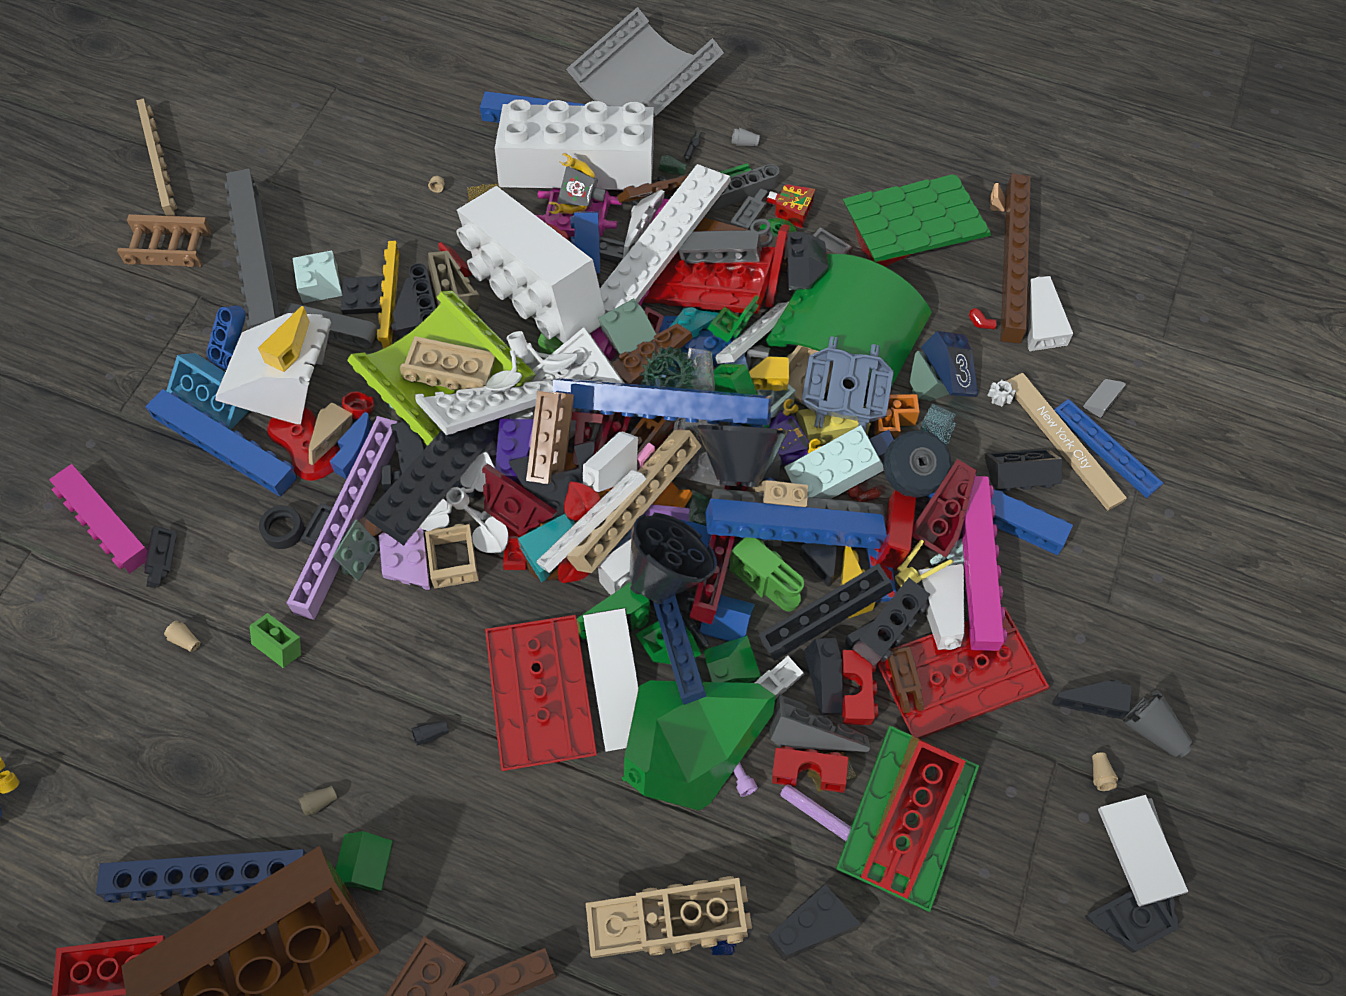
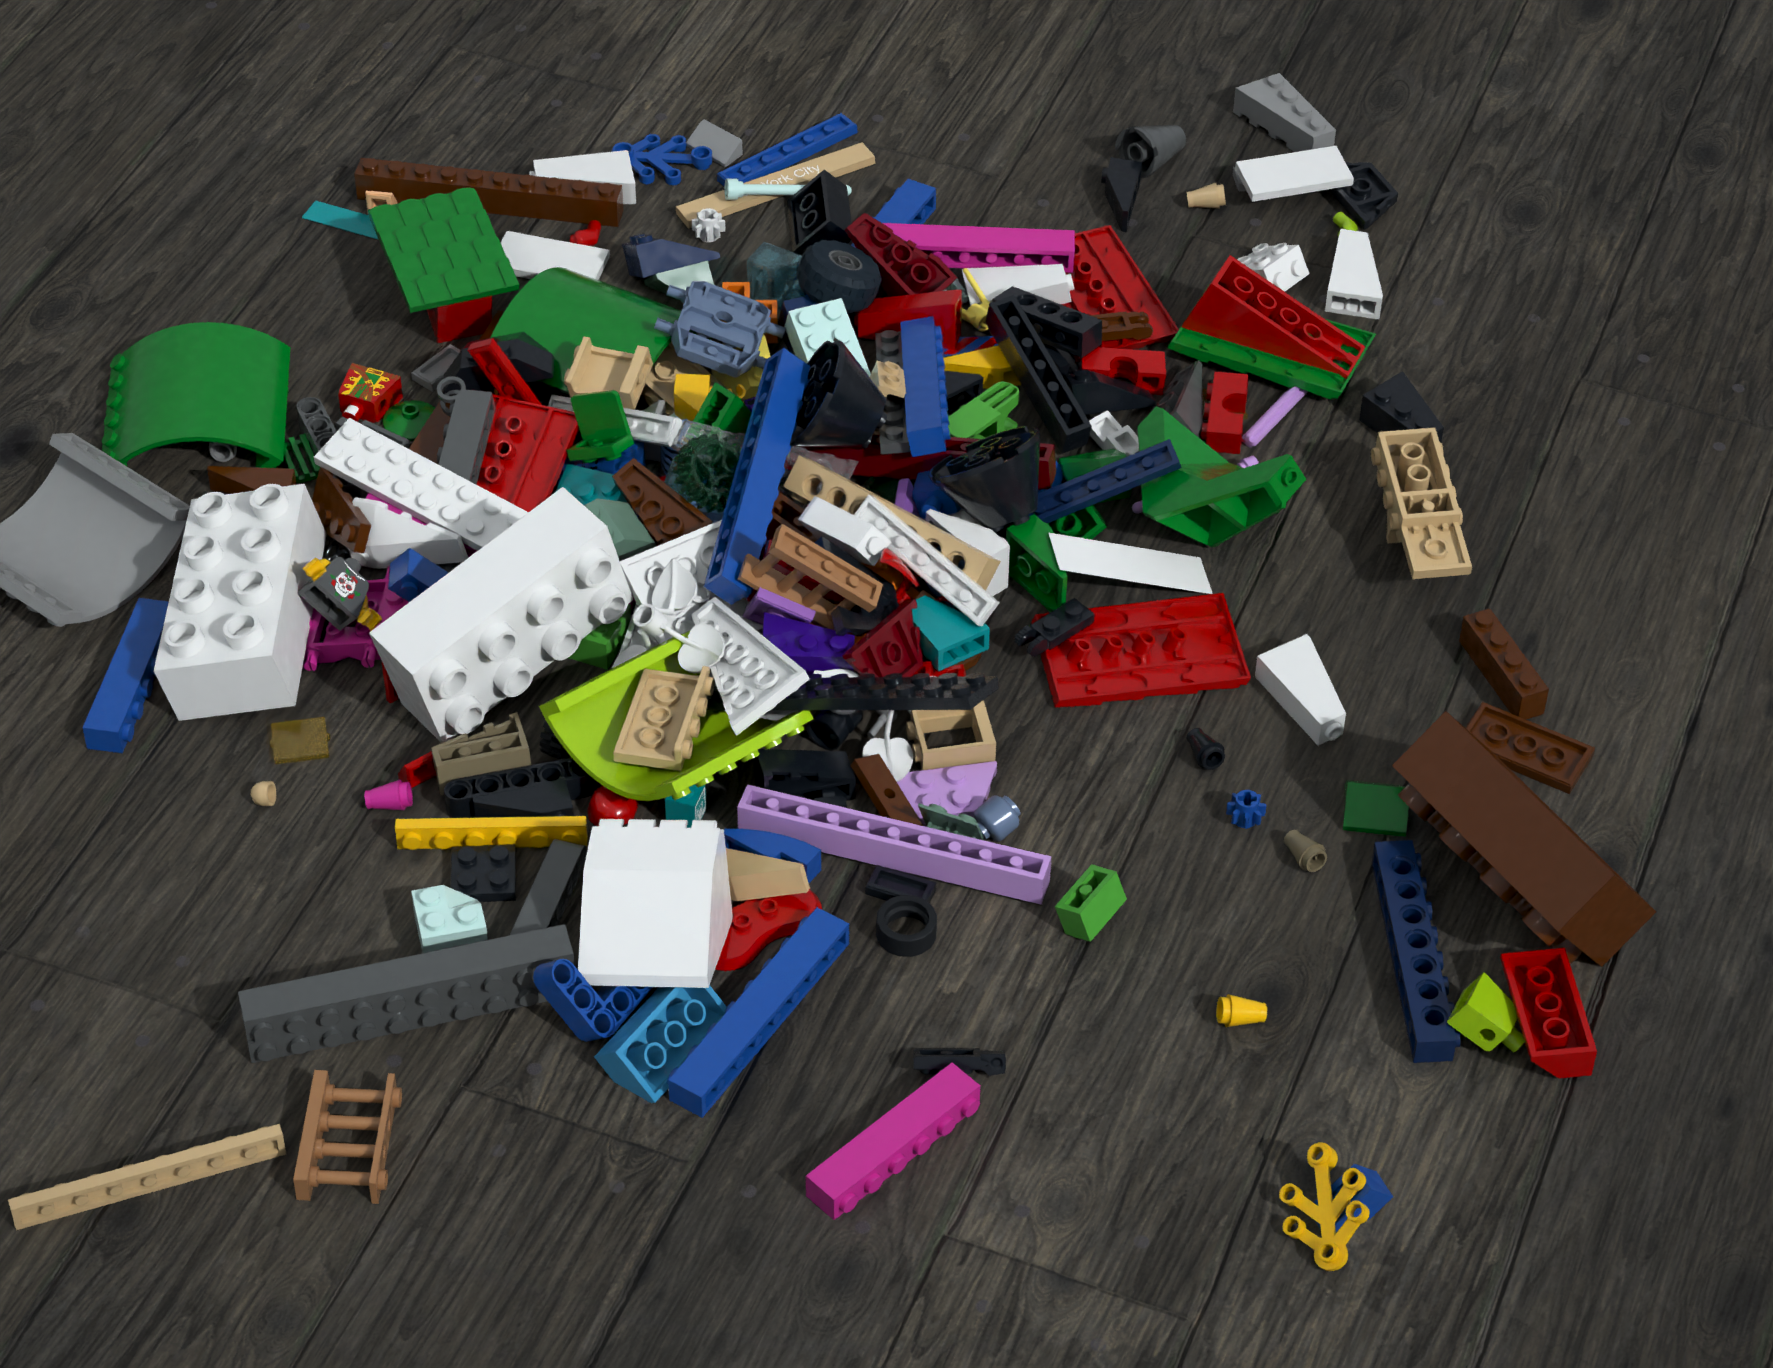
camera: 90 degrees left, 15 degrees down
(117, 916) = (1486, 1016): none -> lime torso
(169, 741) = (1239, 1011): none -> yellow cone
(181, 636) = (1081, 1020): tan cone -> none
(286, 342) = (659, 840): yellow slope -> none
(357, 753) = (1246, 809): none -> blue gear
(369, 583) = (997, 817): none -> sand blue head
(427, 243) = (390, 796): none -> dark pink cone
(484, 812) = (1303, 688): none -> white slope
(556, 627) = (1055, 627): none -> black hinge
(701, 151) = (247, 478): none -> reddish brown slope
(775, 120) = (199, 386): none -> green panel
(787, 317) = (607, 369): none -> tan panel
(951, 299) = (534, 254): none -> white tile
(983, 184) = (340, 218): none -> teal sticker
(1005, 896) = (1354, 278): none -> white slope
(1010, 822) = (1278, 264): none -> white bracket
(1042, 406) = (735, 189): none -> light aqua piece
(1080, 900) = (1344, 222): none -> lime arm
(1081, 340) = (659, 157): none -> blue plant
(1238, 846) = (1284, 113): none -> light grey wedge

